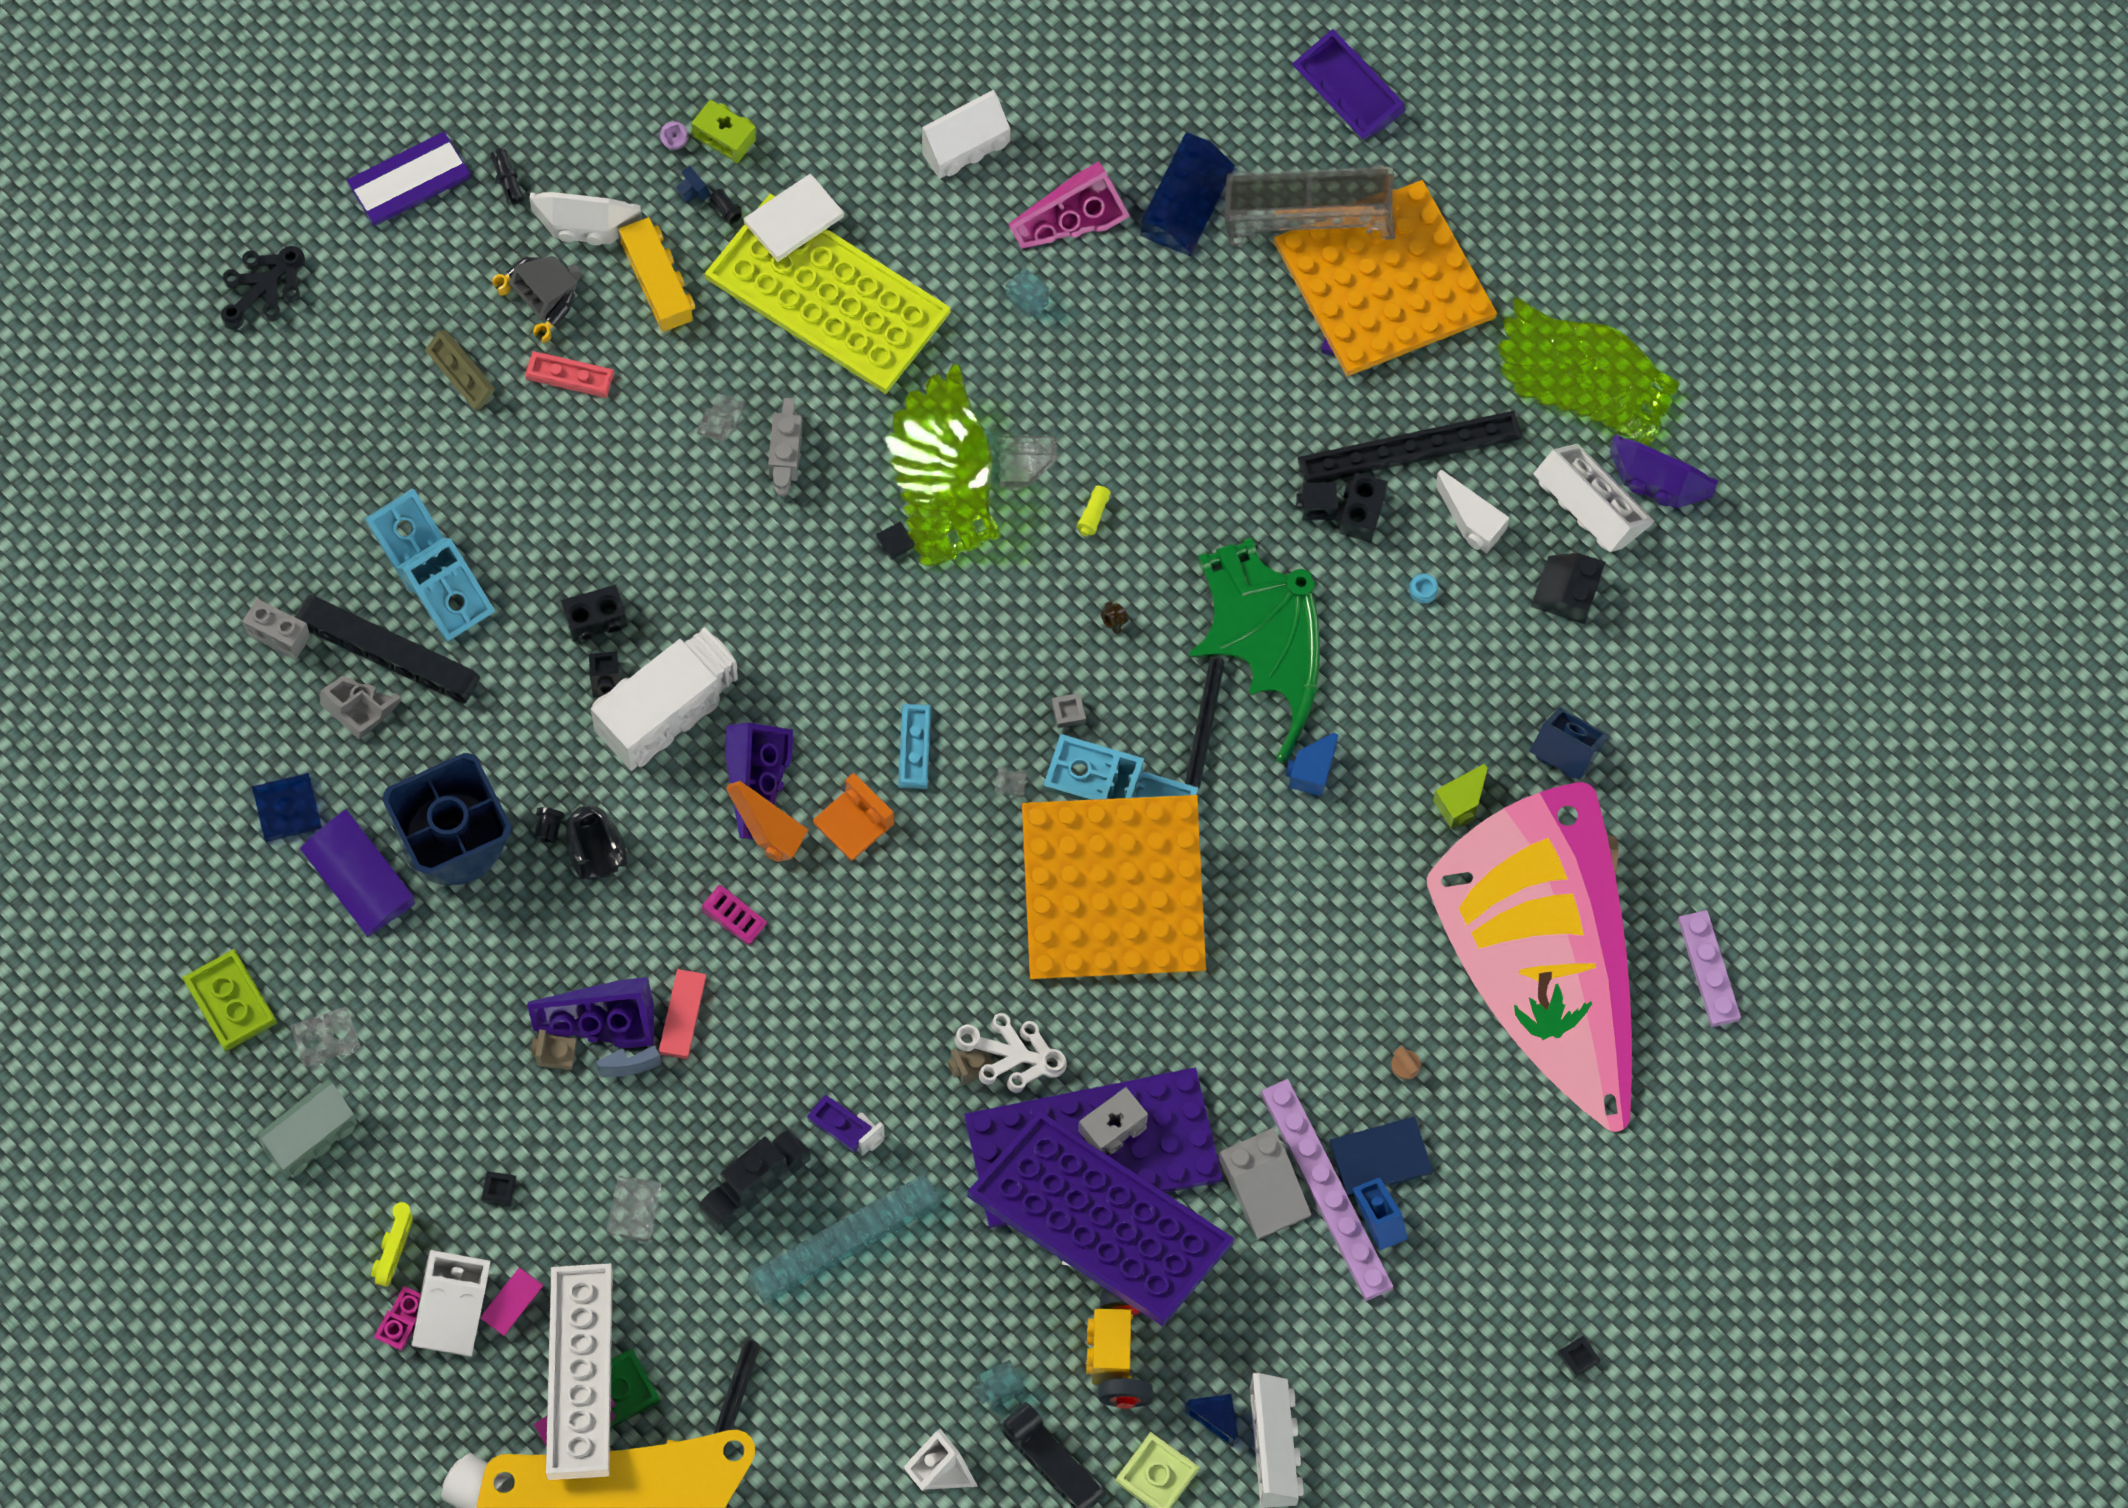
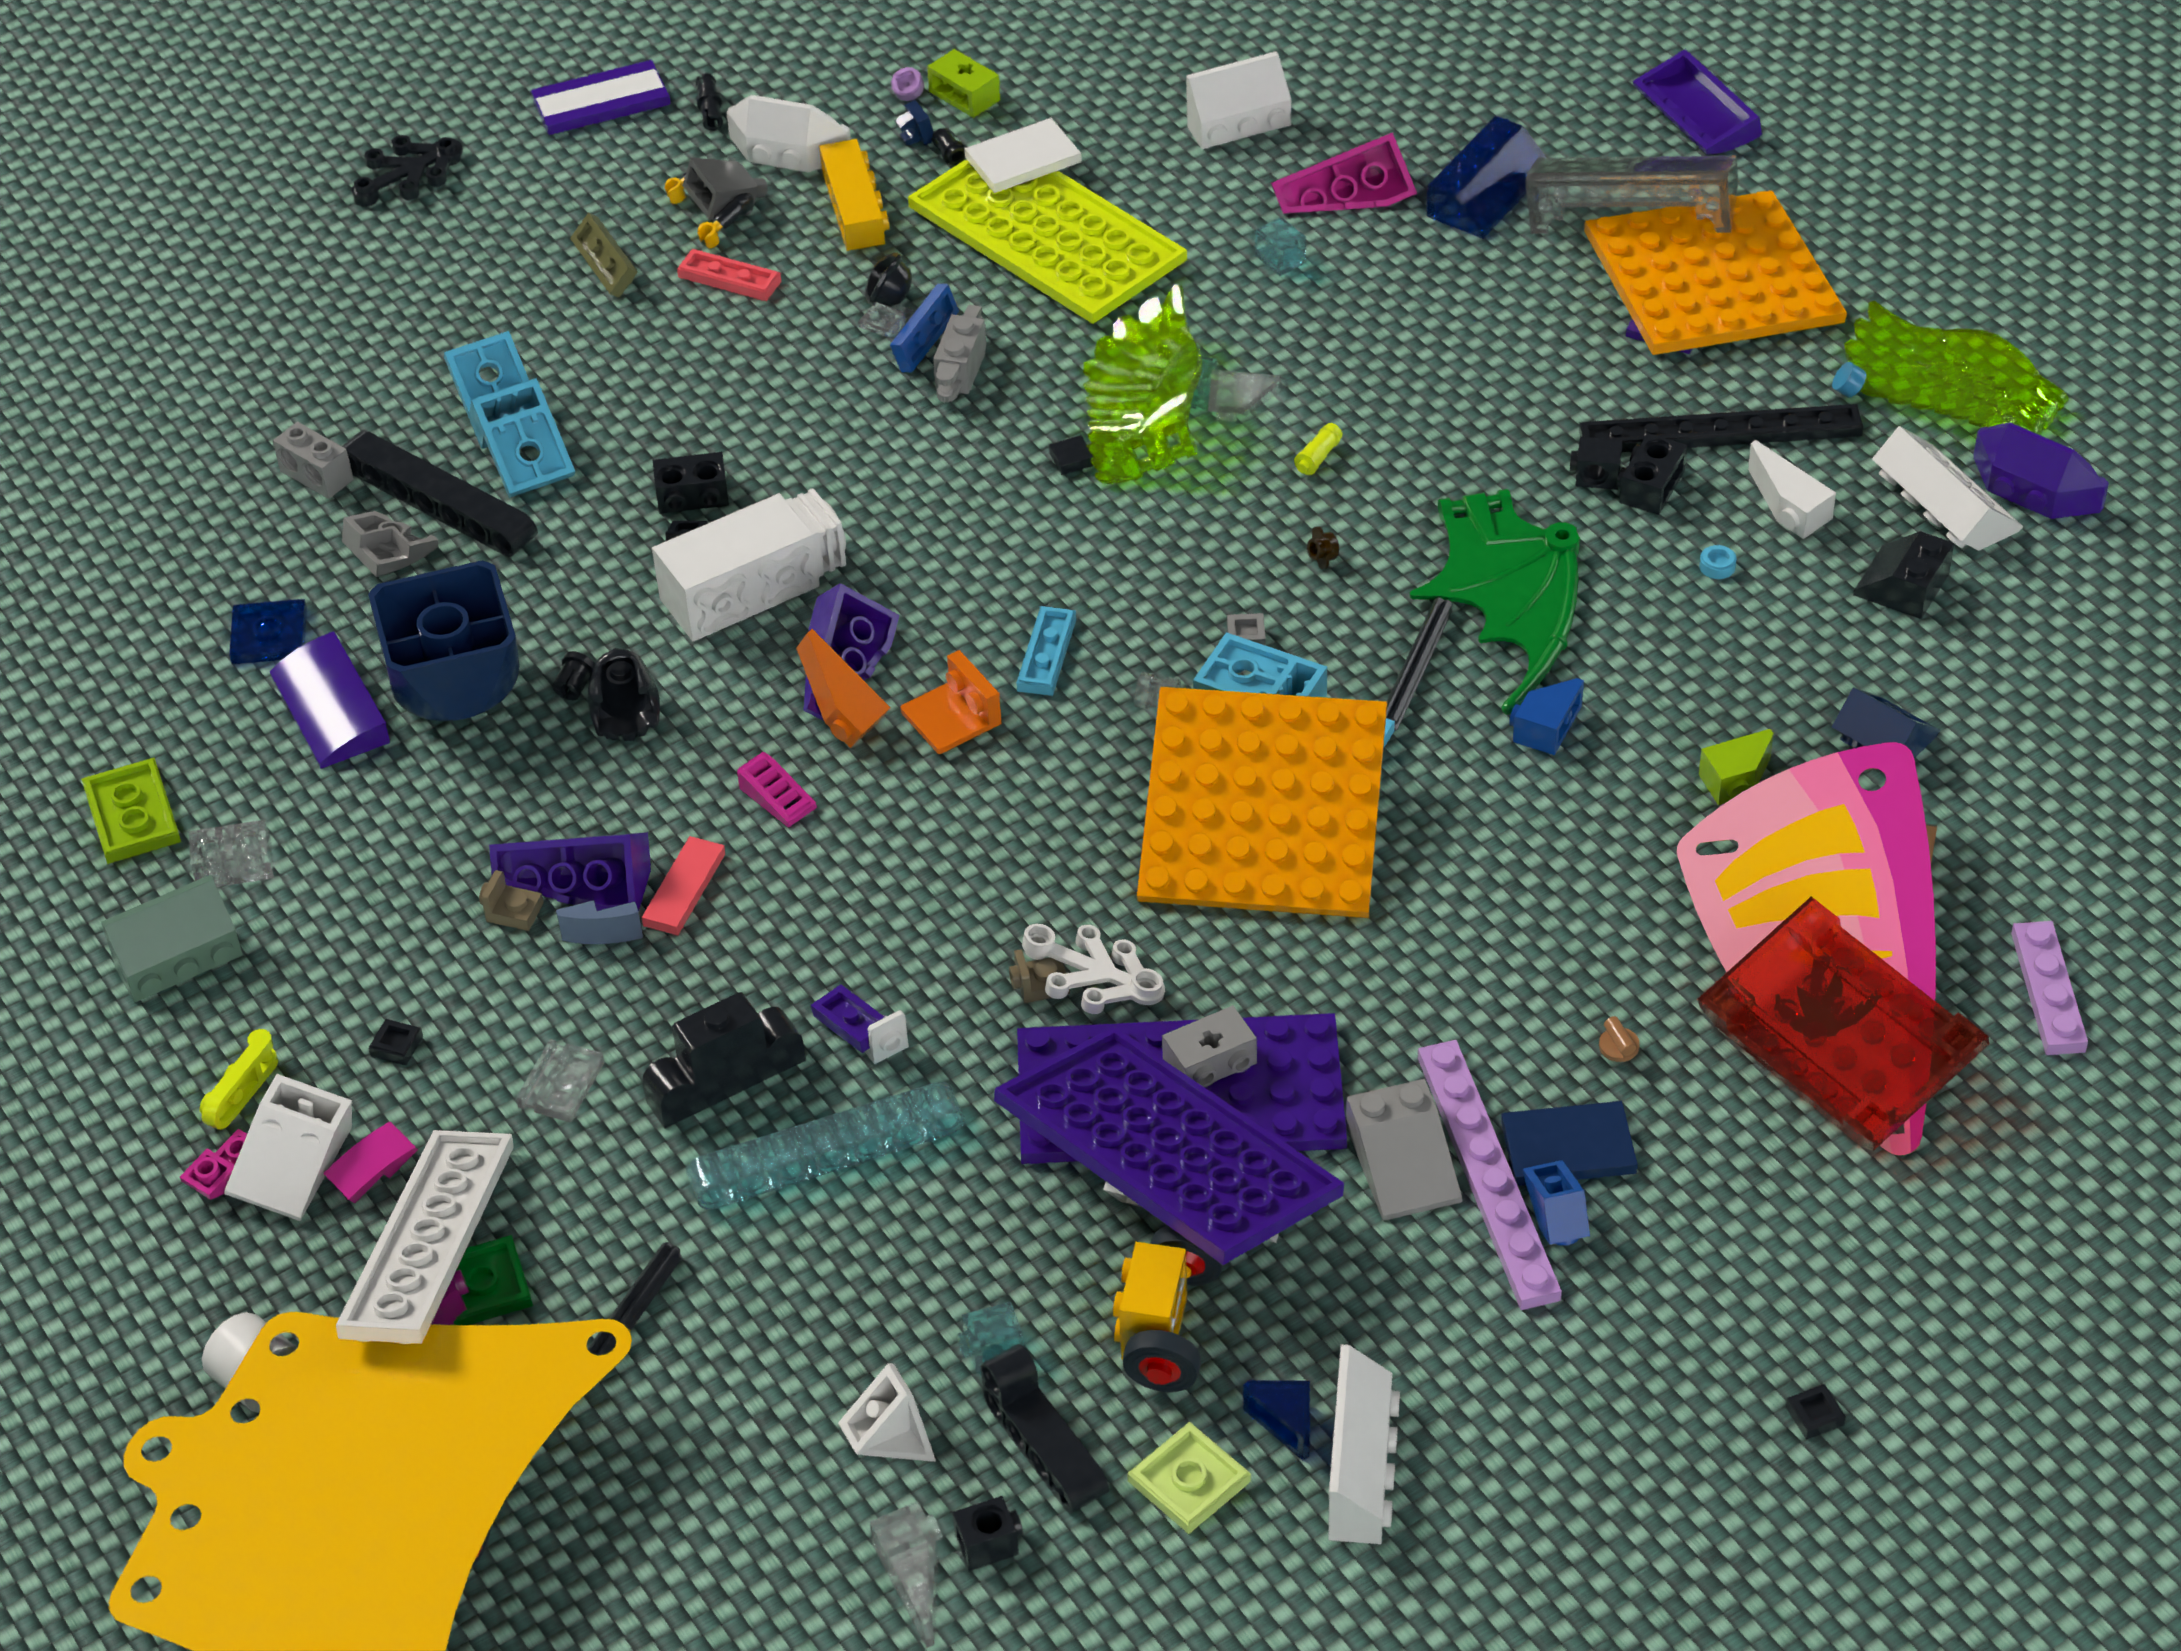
camera: 15 degrees right, 20 degrees down
(708, 374) = (888, 281): none -> black helmet
(749, 420) = (924, 328): none -> blue plate
(1506, 387) = (1849, 379): none -> dark azure piece
(1566, 1035) = (1840, 1025): none -> clear red slope

